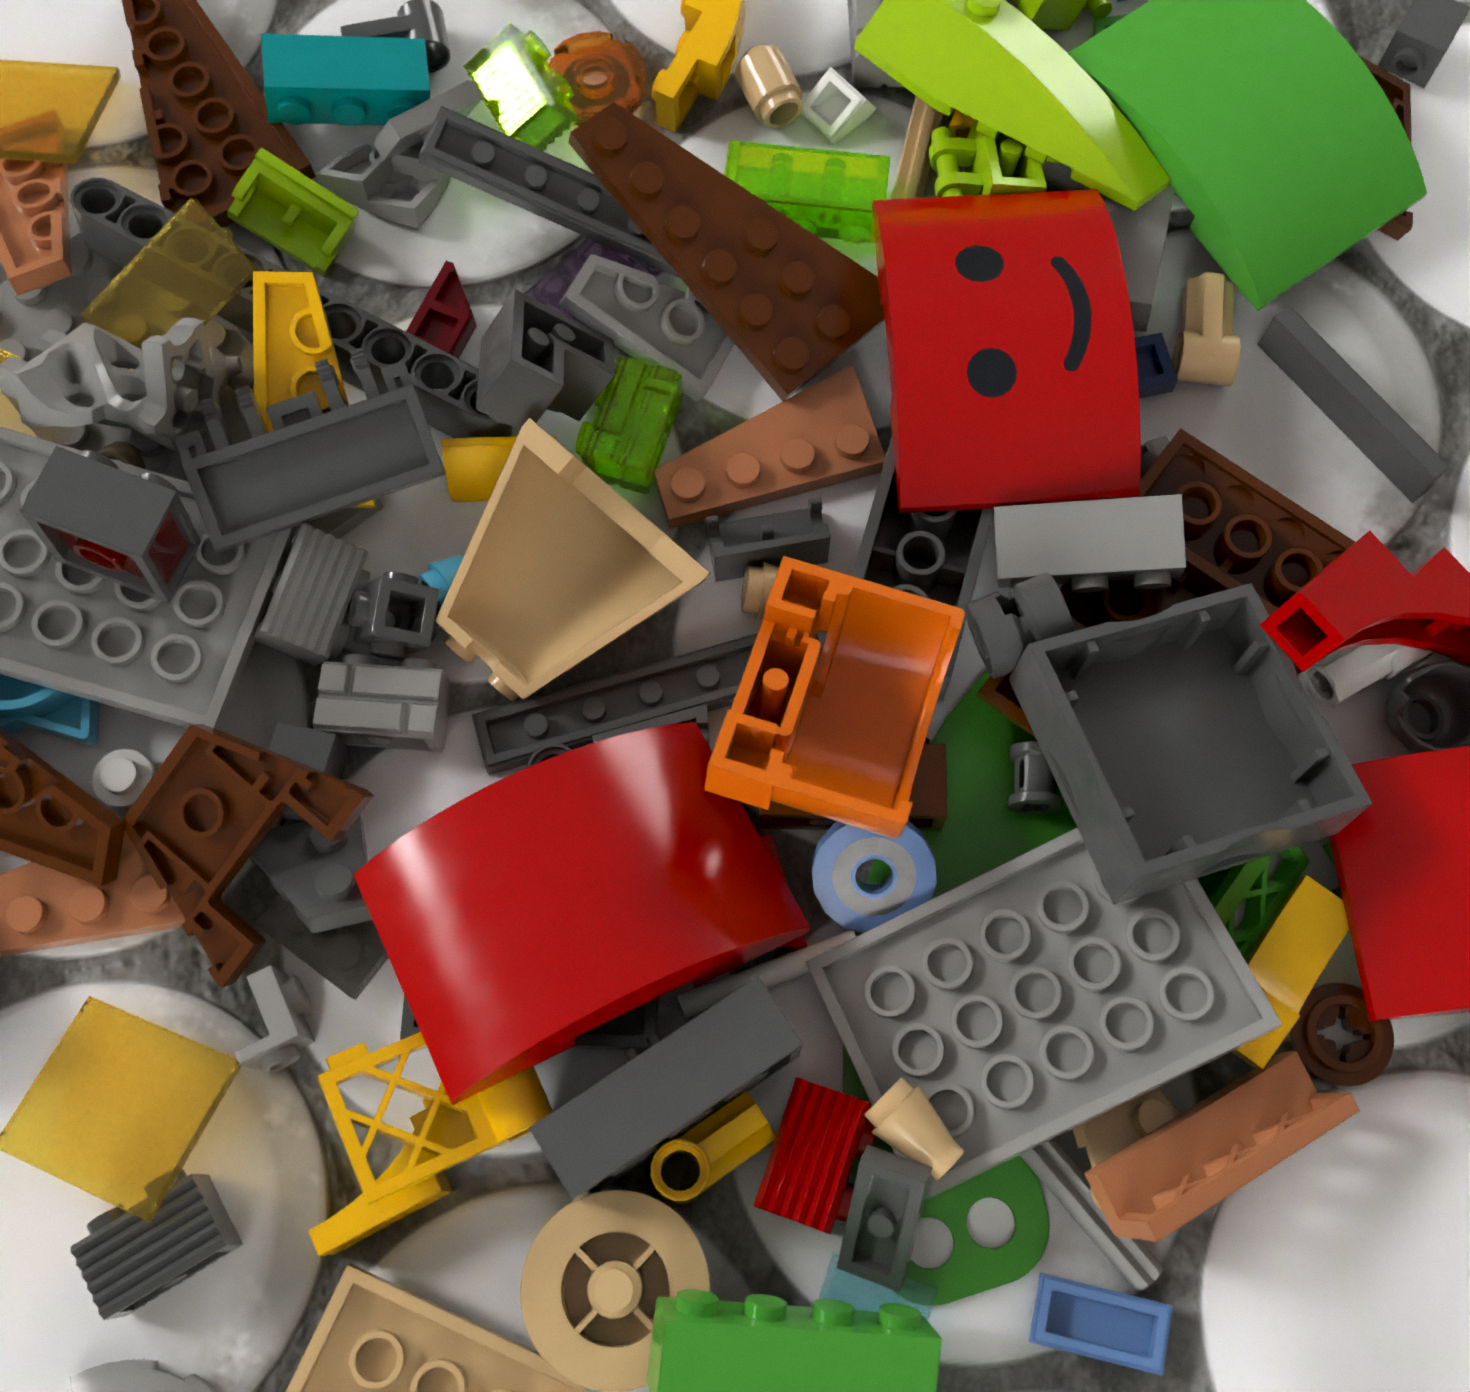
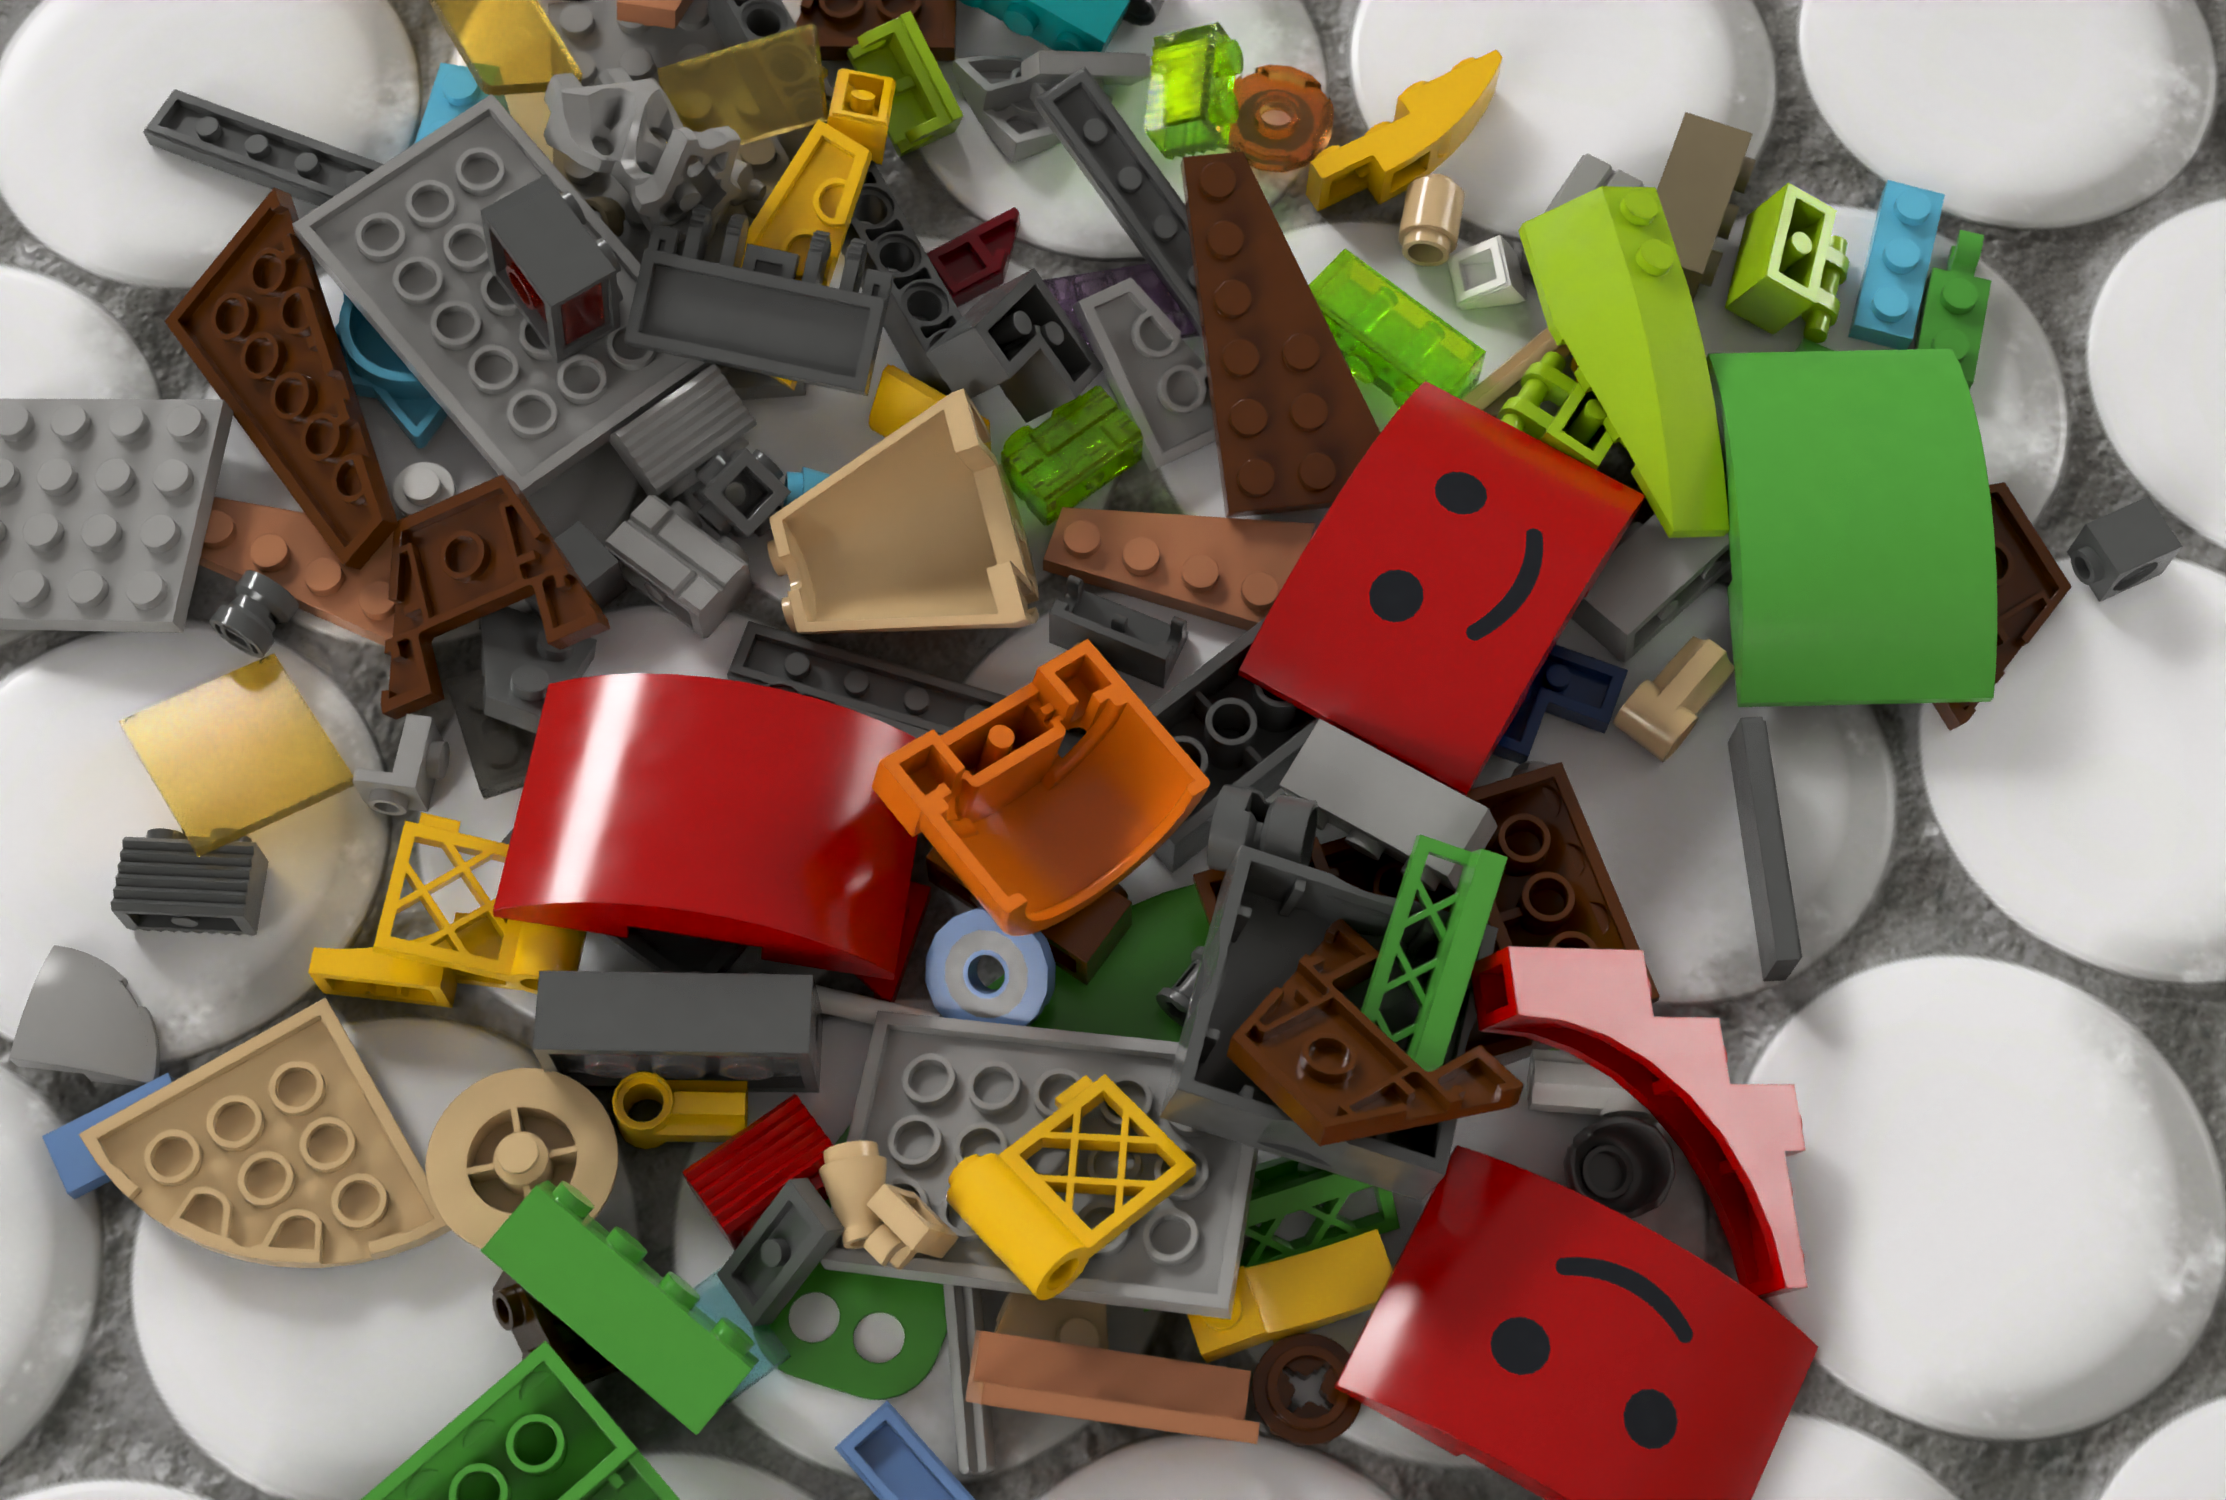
camera: 30 degrees right, 5 degrees down
(49, 975) = (254, 614): none -> dark grey wheel
(279, 246) = (863, 109): none -> yellow slope
(982, 1129) = (906, 1228): none -> tan tile
(1068, 1058) = (1024, 1216): none -> yellow piece
(1234, 773) = (1343, 1072): none -> reddish brown wing
(1258, 657) = (1456, 950): none -> bright green fence

